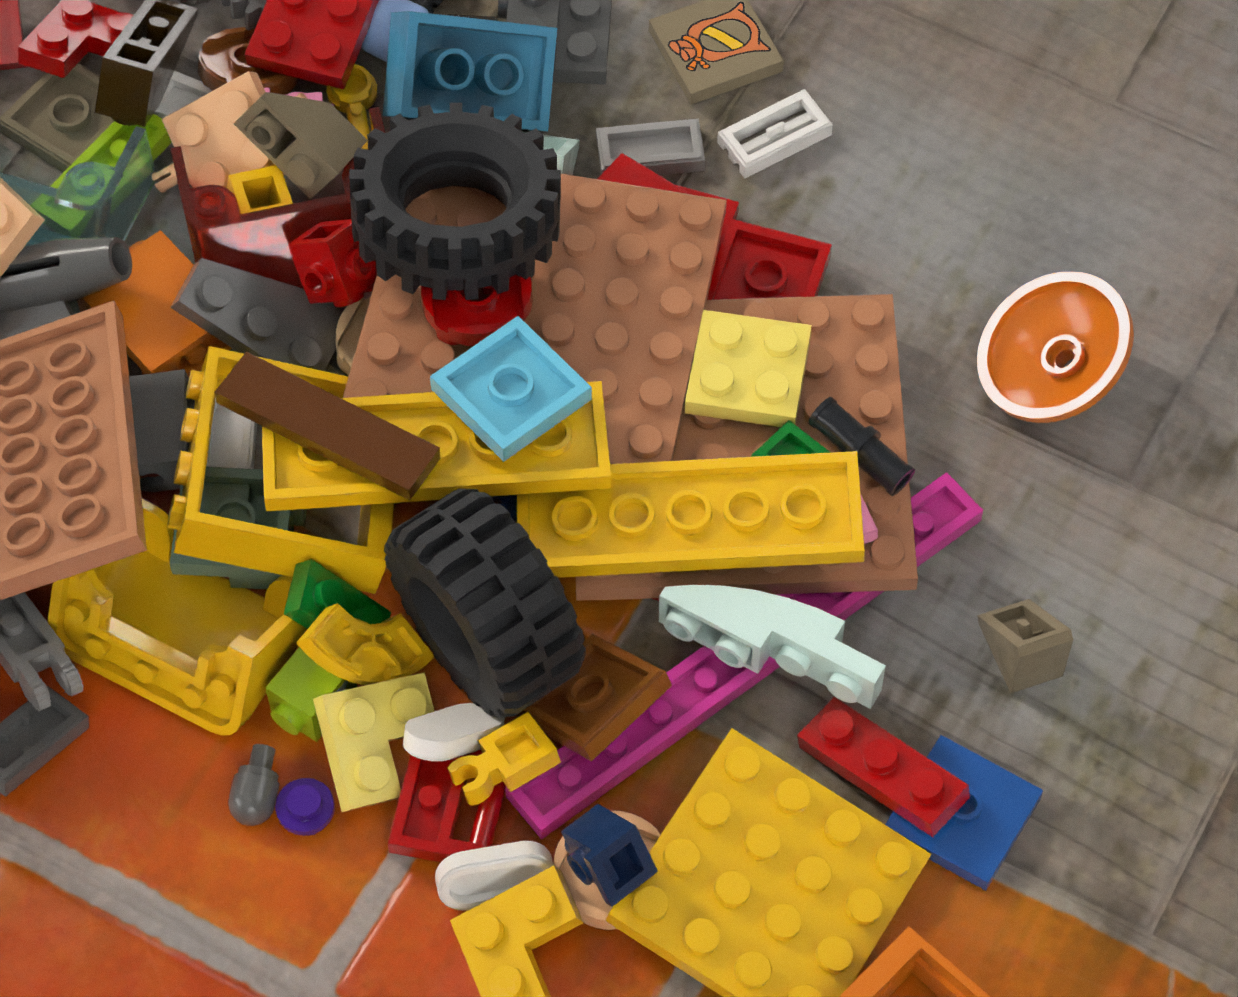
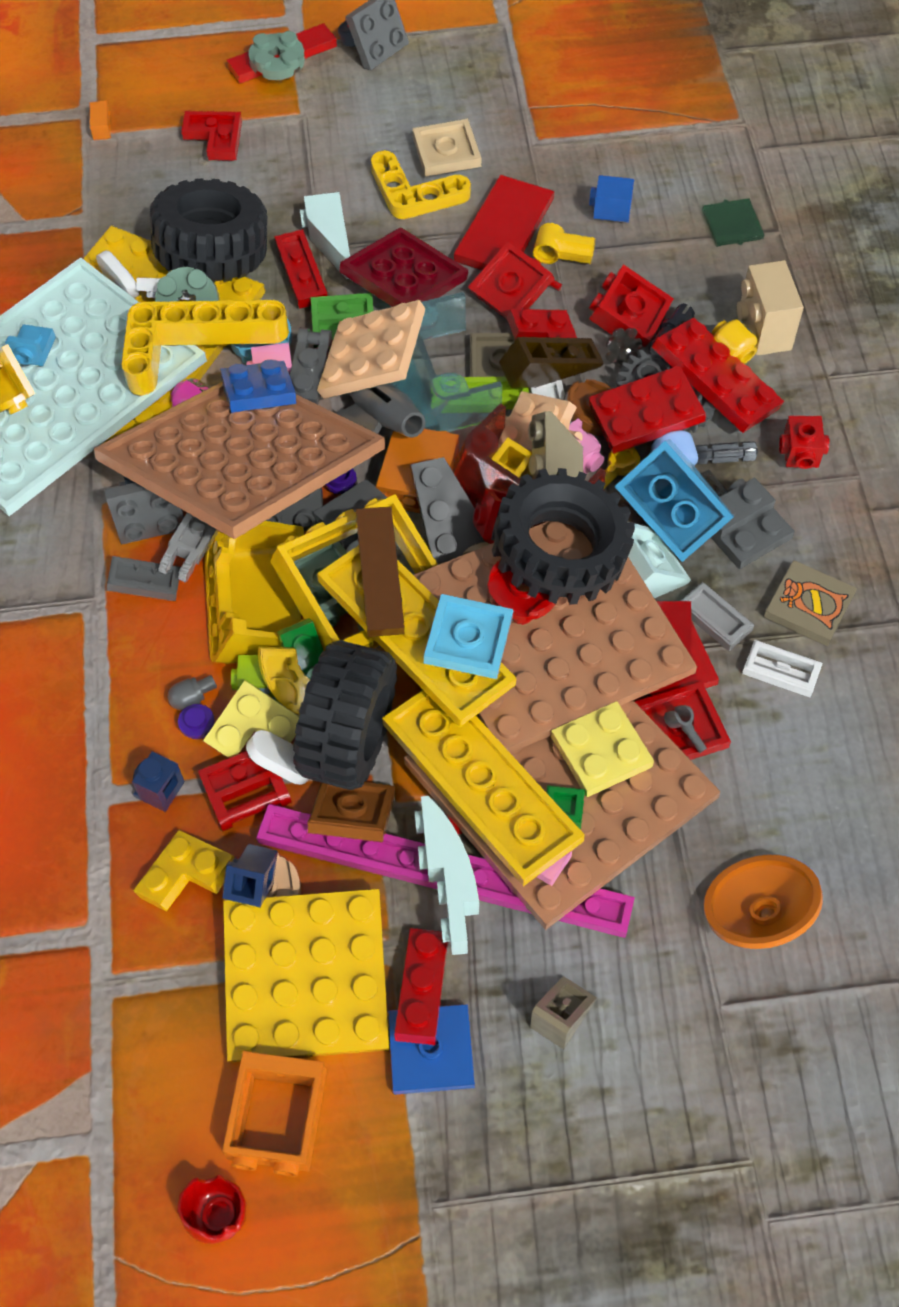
camera: 55 degrees right, 0 degrees up
(360, 902) = (153, 776): none -> dark blue brick
(483, 873) = (214, 829): white tile -> none
(509, 755) = (281, 794): yellow plate -> none
(770, 265) = (683, 718): none -> dark grey hand
(872, 453) = (597, 837): black pin -> none

